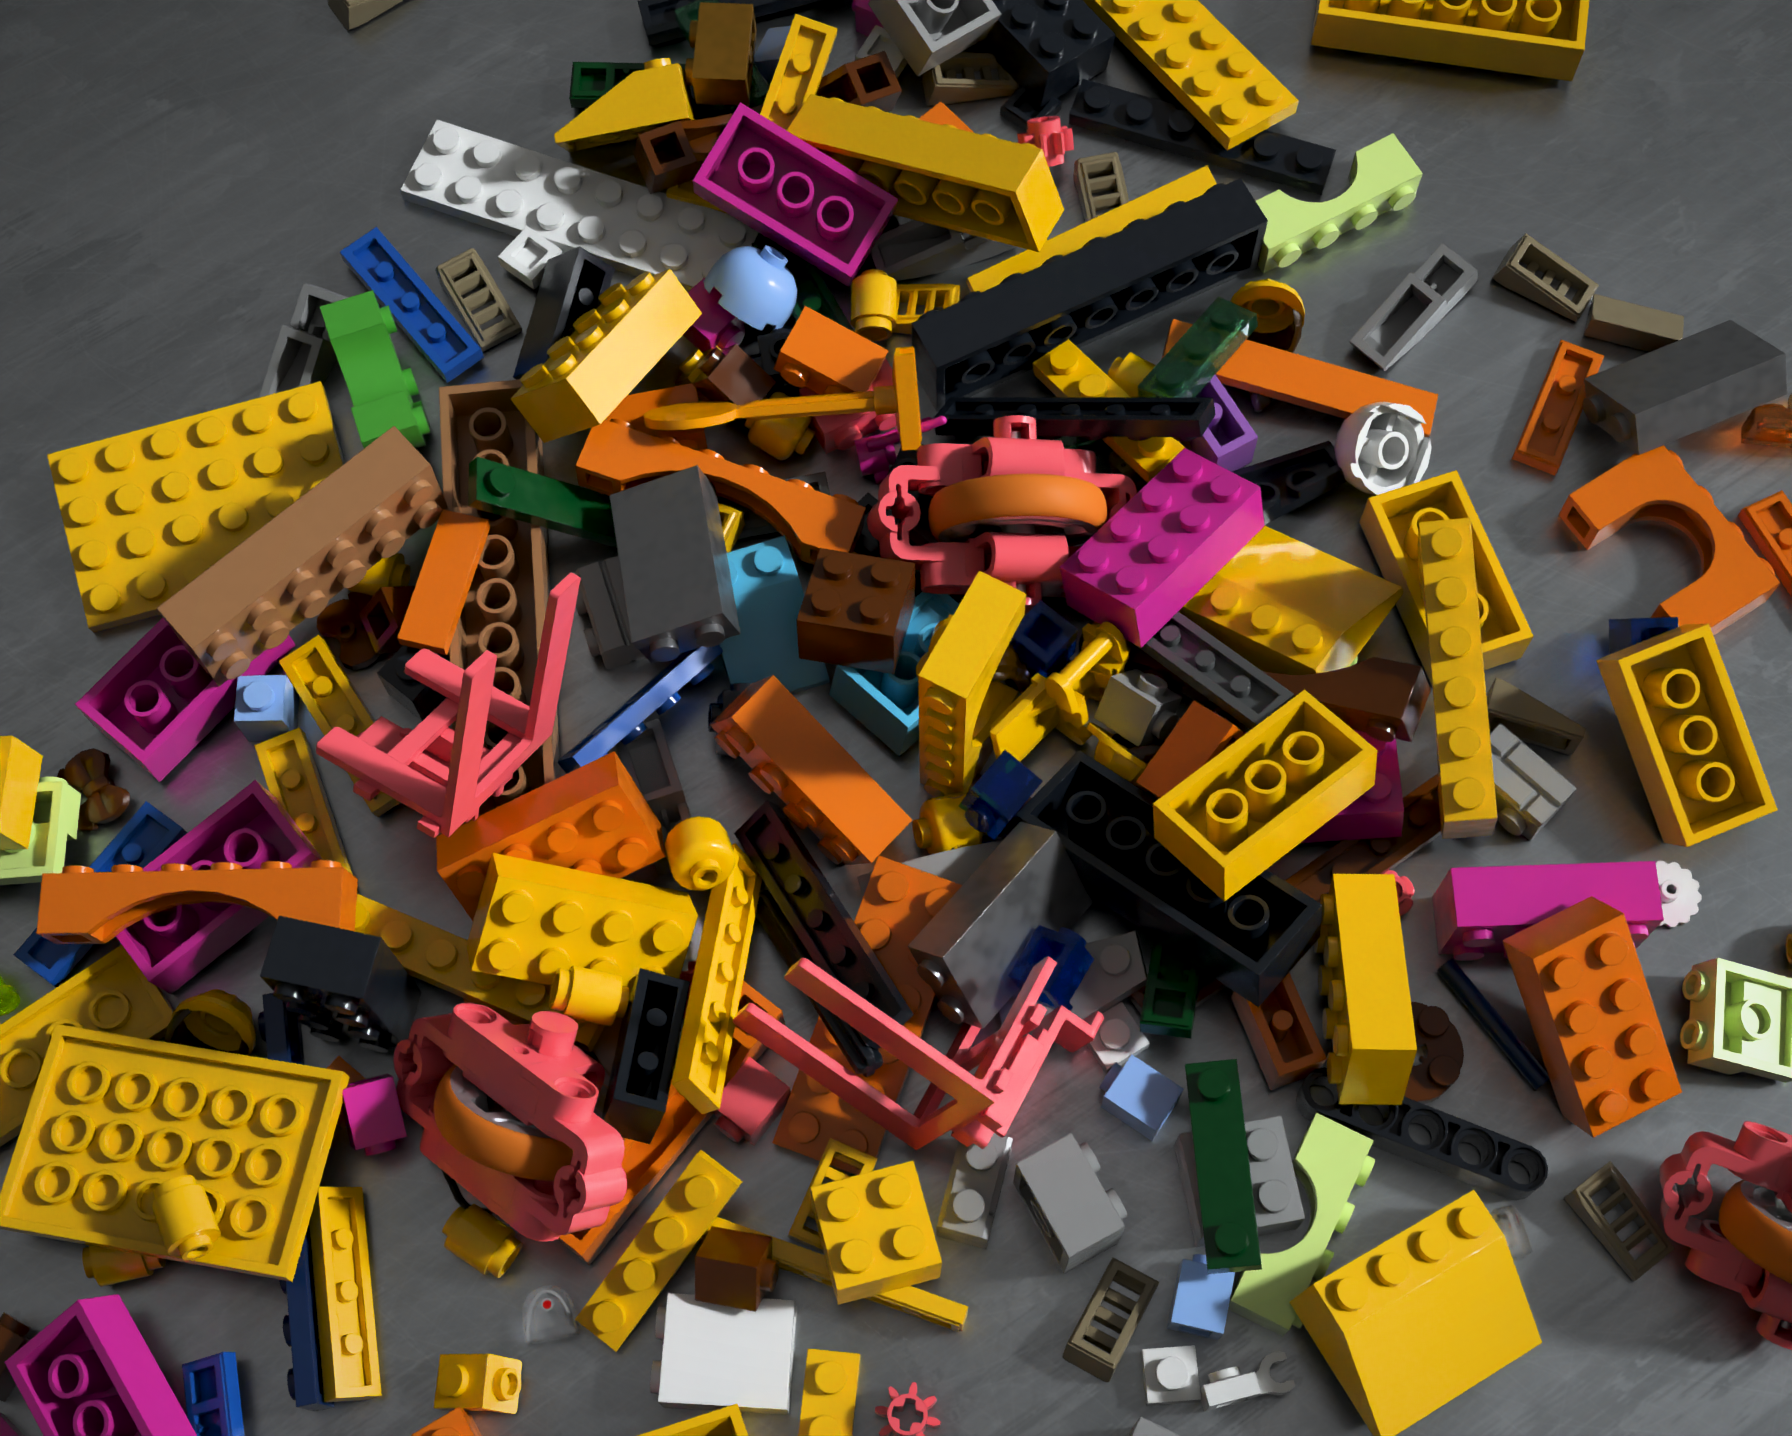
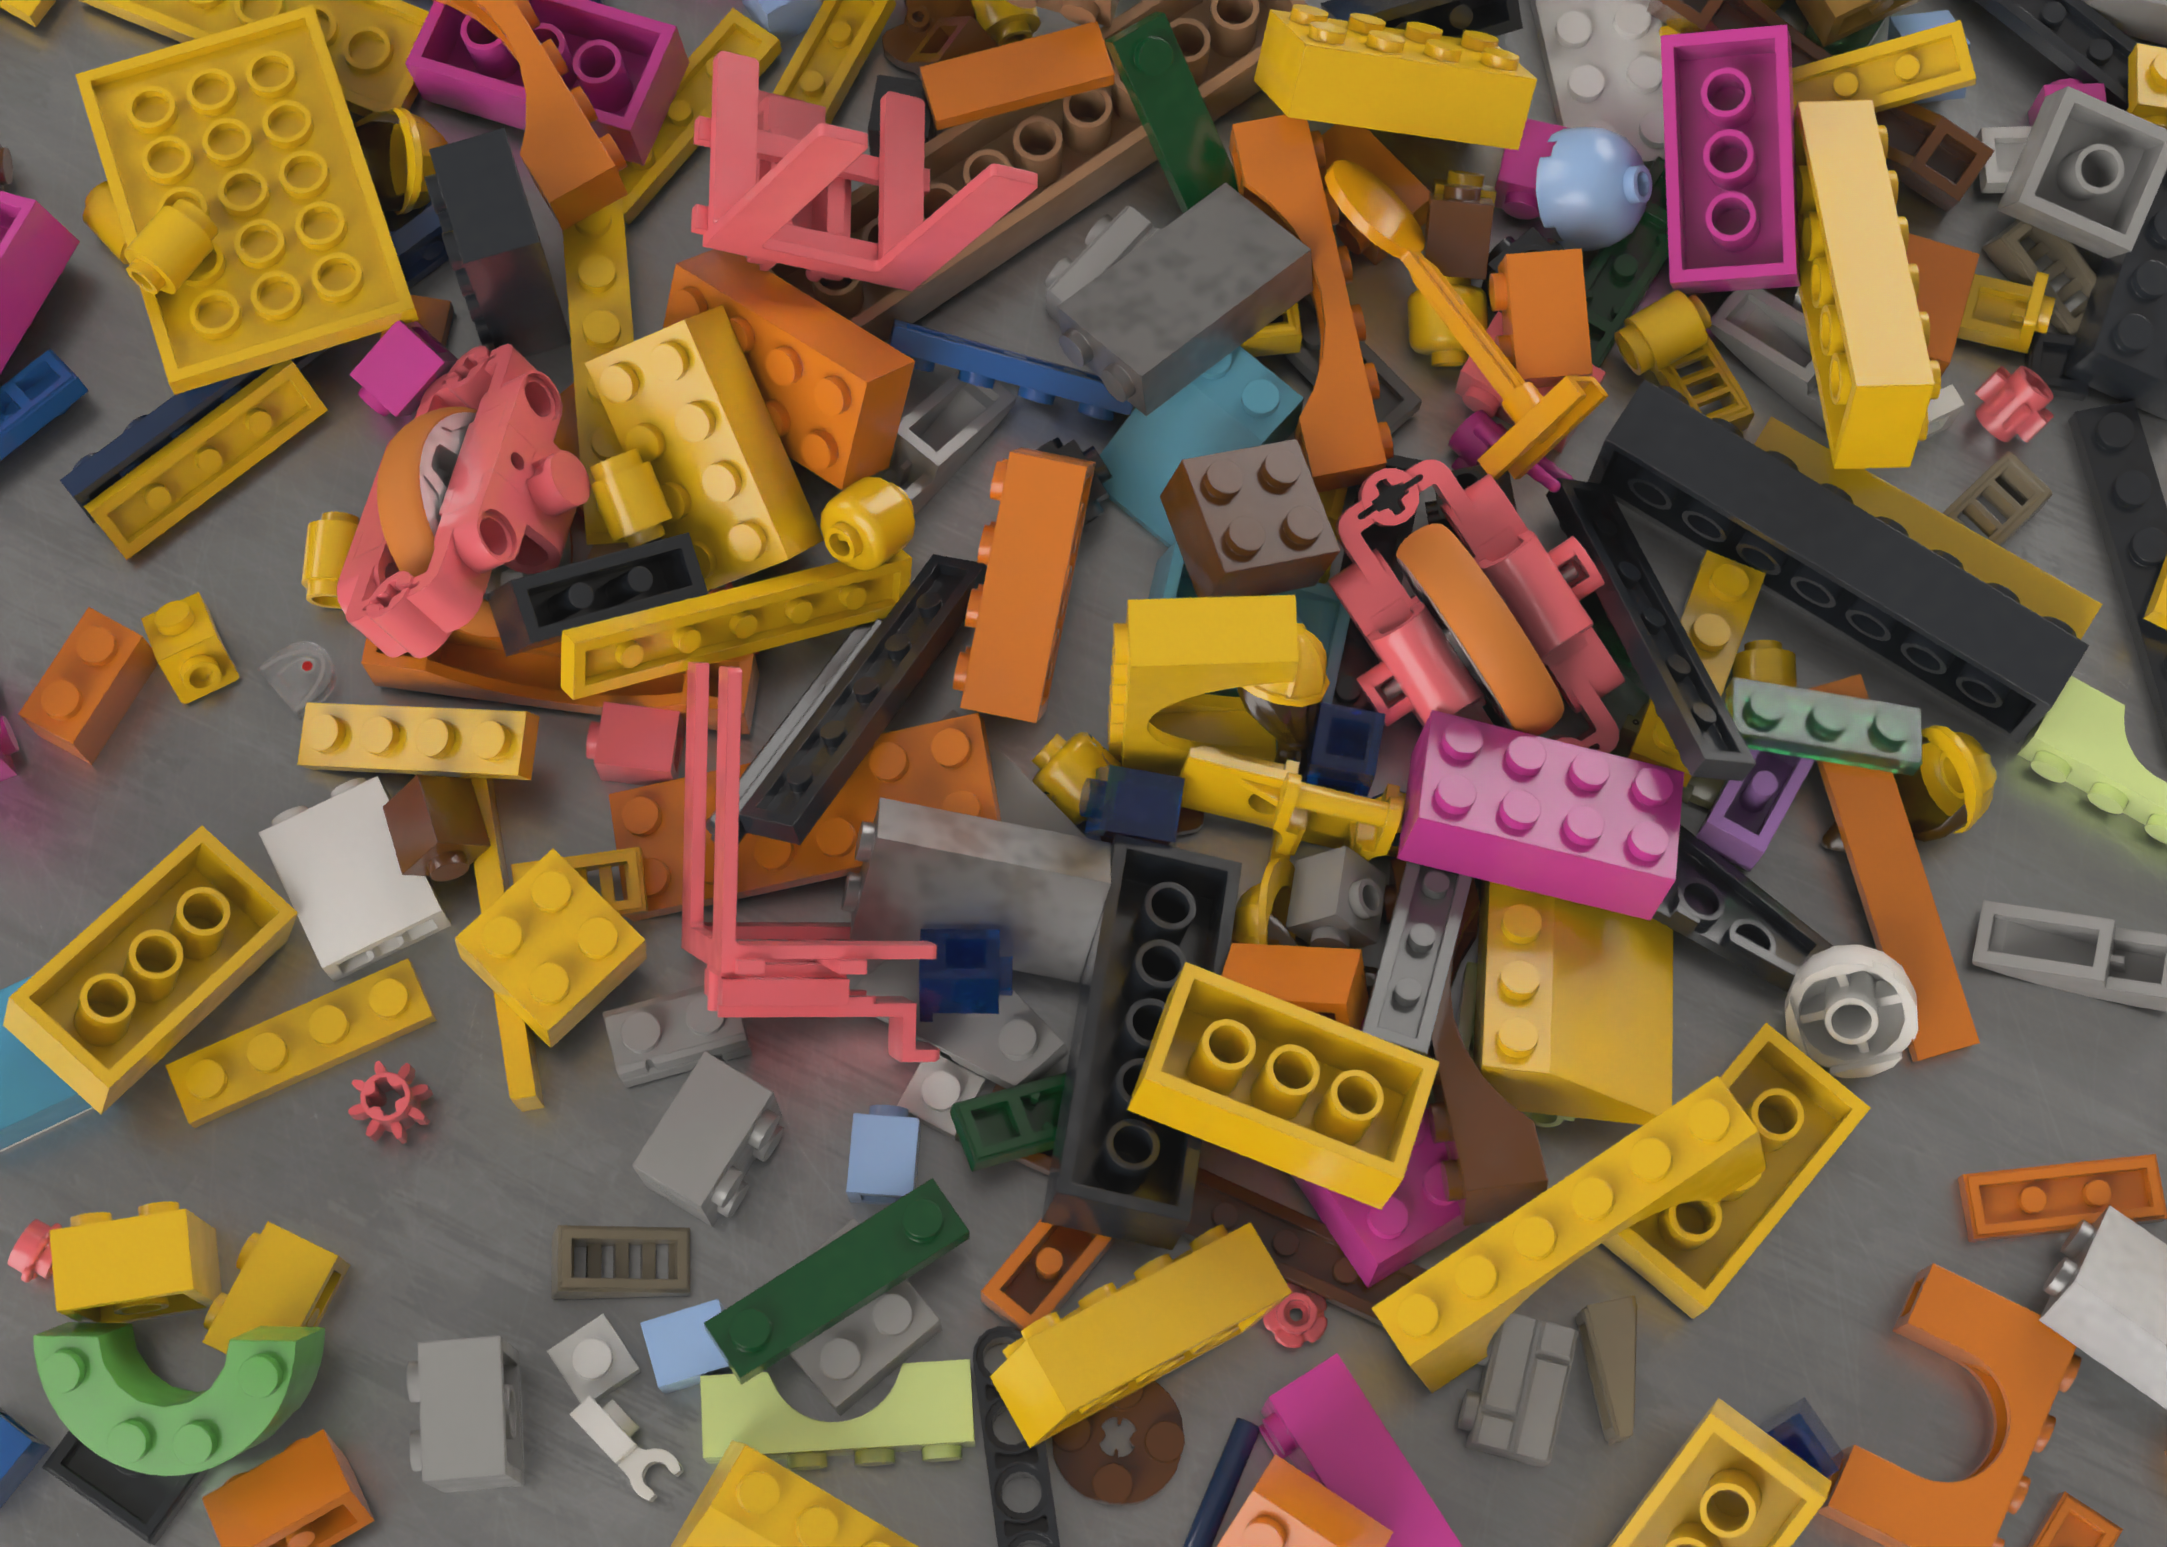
camera: 55 degrees right, 5 degrees up
(987, 107) = (2006, 312): none -> yellow bracket

